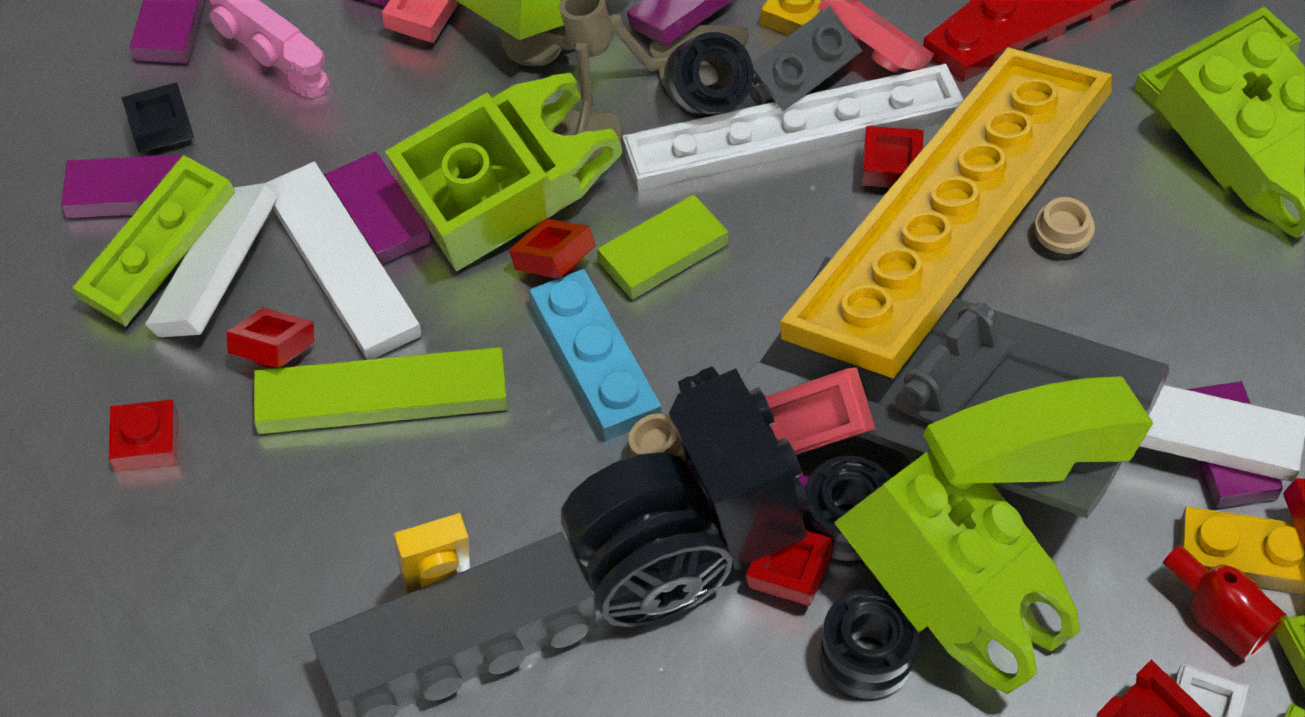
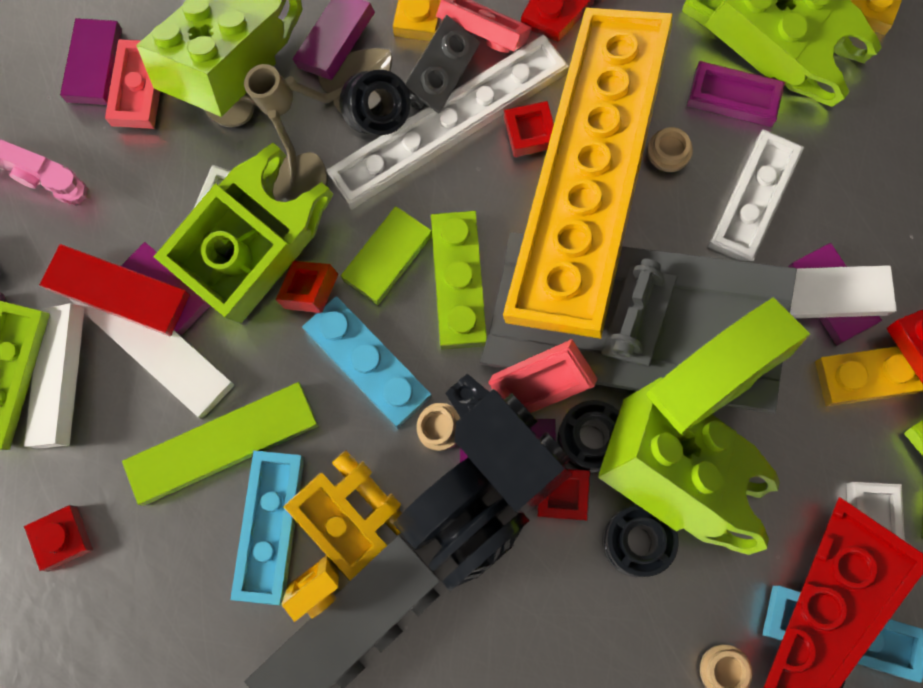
camera: 15 degrees left, 20 degrees up
(270, 337) = (123, 430): red plate -> none
(322, 187) = (115, 290): none -> red tile
(401, 492) = (267, 528): none -> medium azure plate
(483, 490) = (334, 522): none -> yellow plate
(742, 295) = (458, 280): none -> lime plate
(1168, 301) = (756, 197): none -> white tile
(1172, 191) = (735, 94): none -> magenta tile
(1227, 603) = (873, 429): red piece -> none

